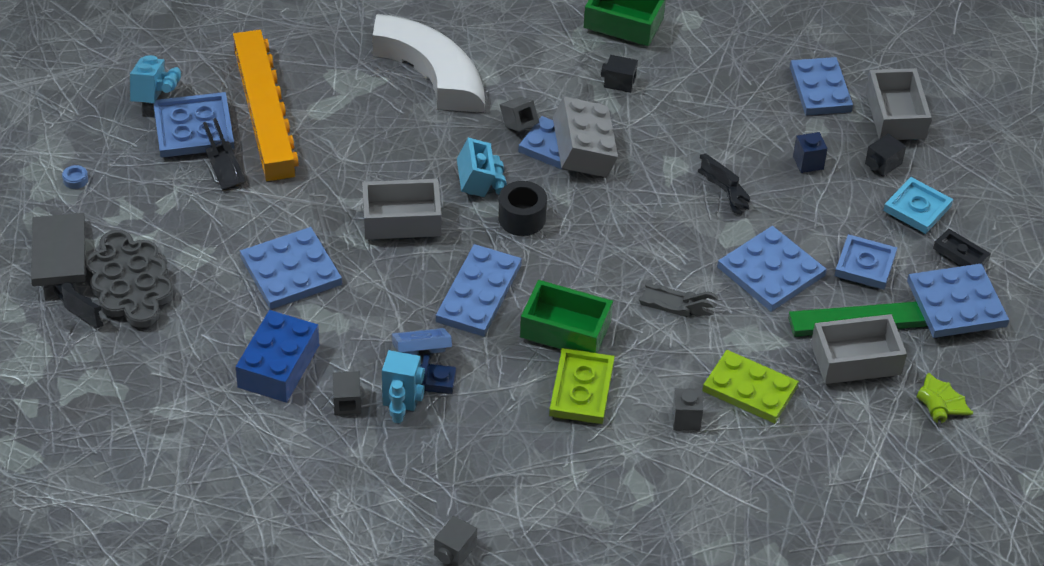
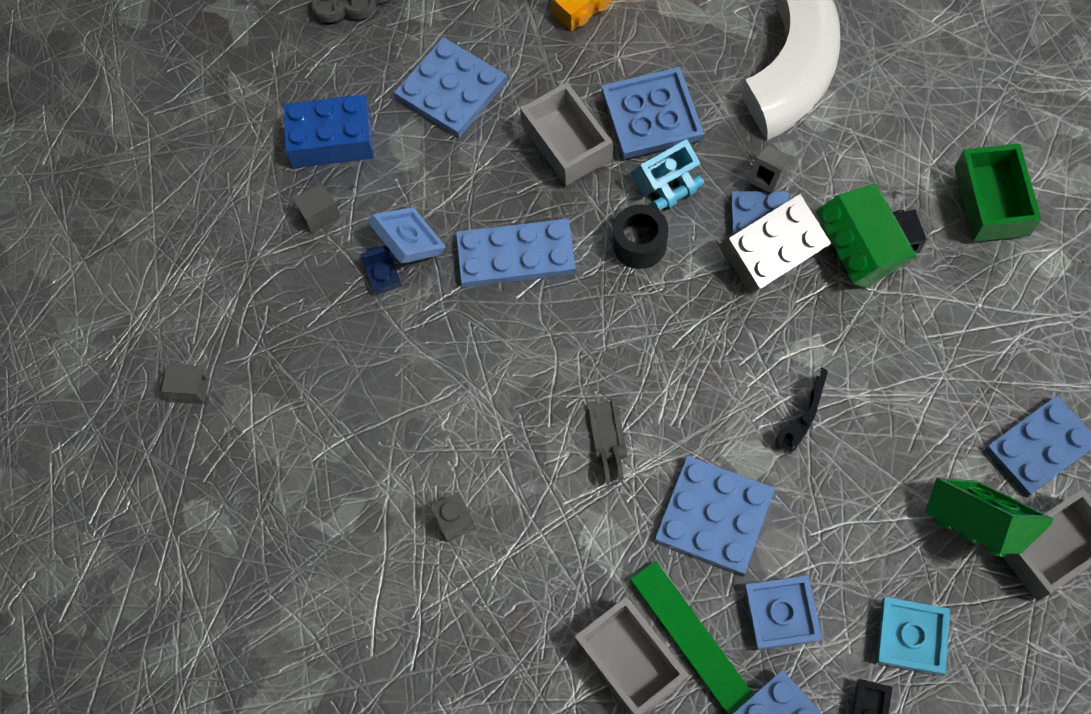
camera: 70 degrees right, 20 degrees up
(401, 383) = (336, 244): medium azure brick -> none
(414, 155) = (652, 112): none -> medium blue plate
(565, 318) = (506, 347): green piece -> none
(582, 386) = (436, 403): lime plate -> none
(614, 85) = (865, 234): none -> green slope
(750, 386) = (530, 567): lime plate -> none
(810, 152) = (913, 479): dark blue brick -> none
(861, 123) = (985, 516): none -> green slope
(885, 155) = (968, 564): black brick -> none

